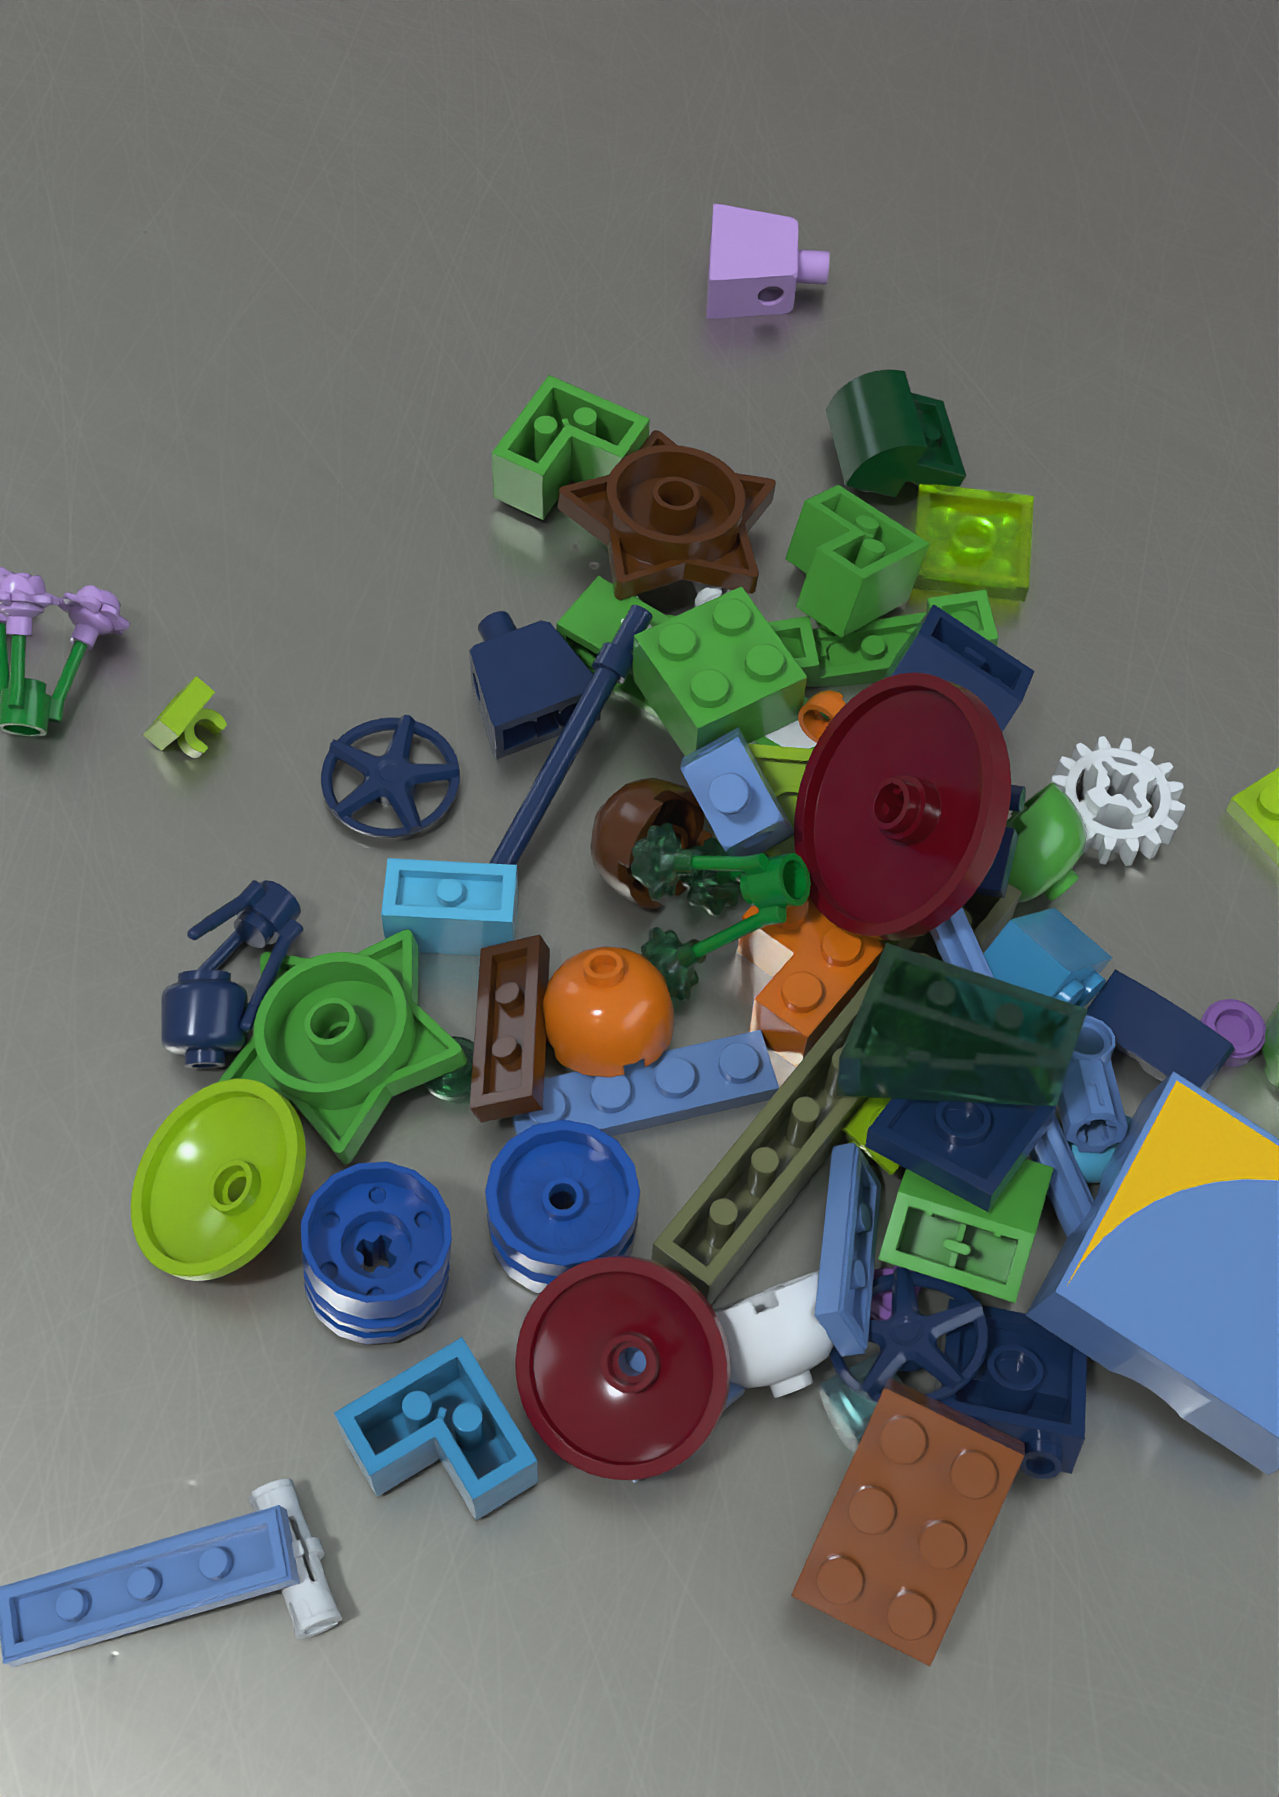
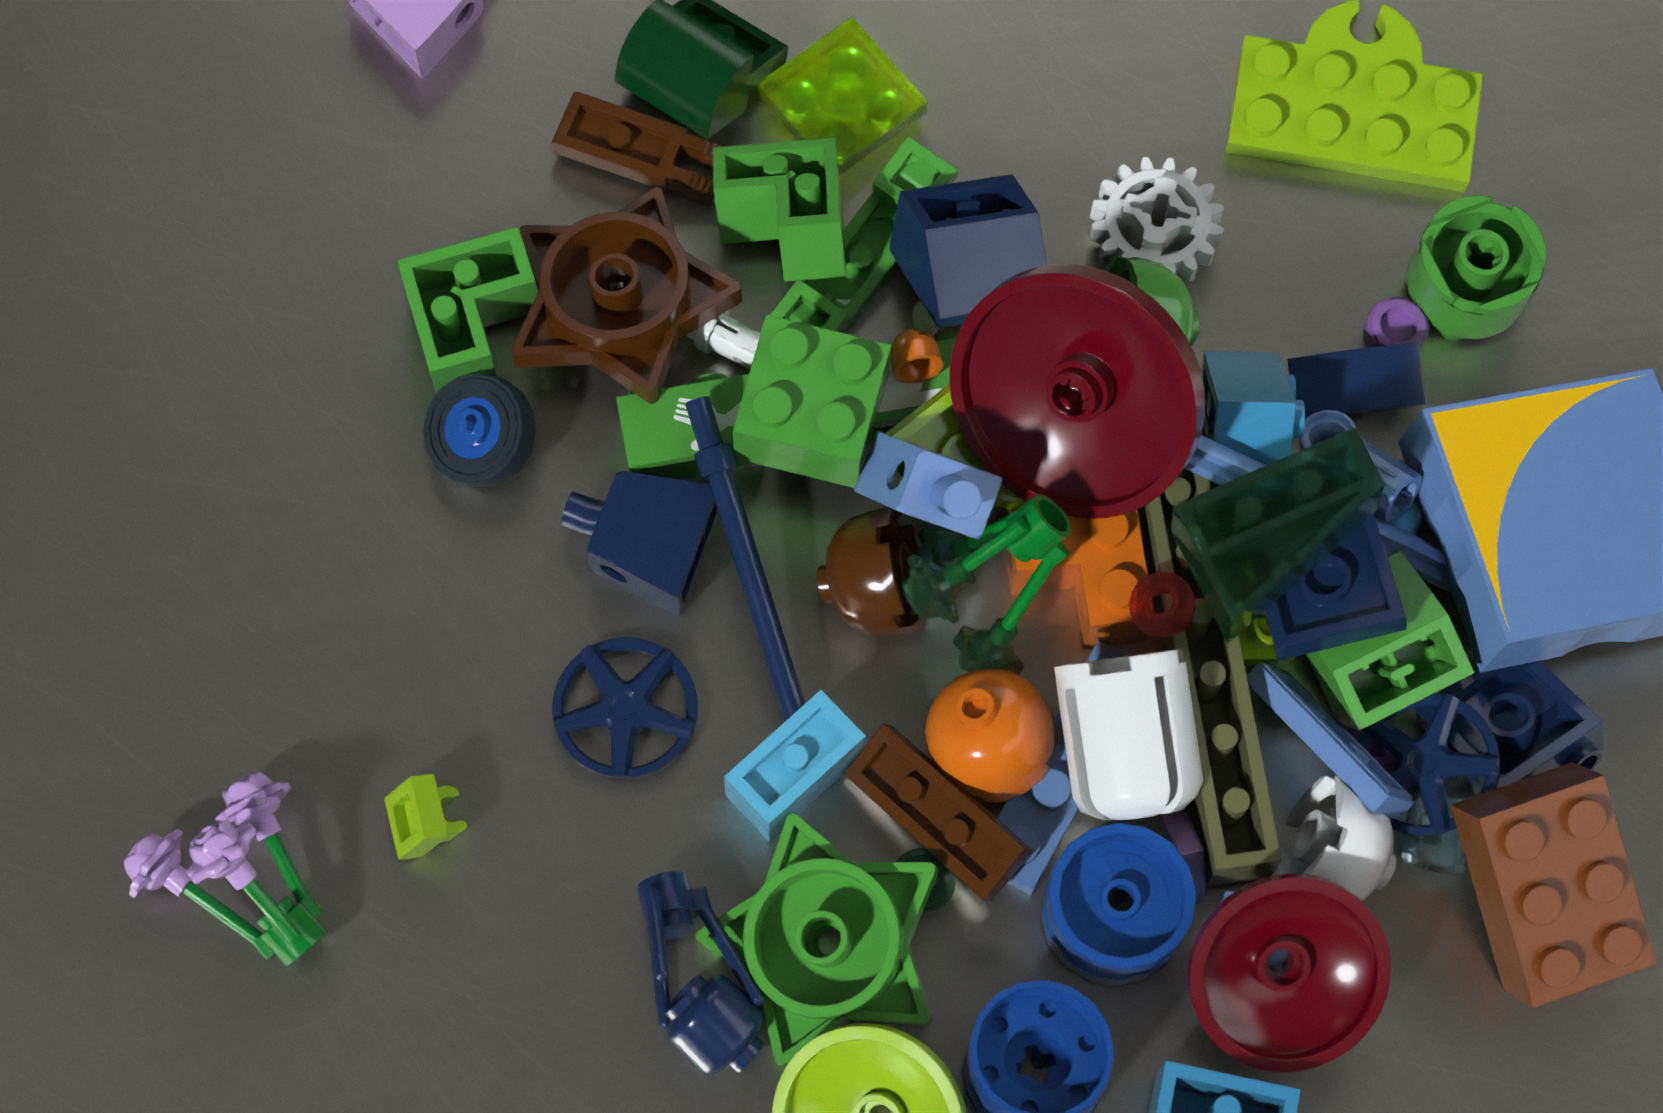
camera: 45 degrees left, 10 degrees up
(493, 528) = (479, 430): none -> black wheel
(655, 1222) = (1181, 833): none -> lavender tile
(695, 1090) = (1129, 735): none -> white cylinder
(789, 448) = (634, 146): none -> reddish brown hinge
(820, 1038) = (1175, 618): none -> clear red plate

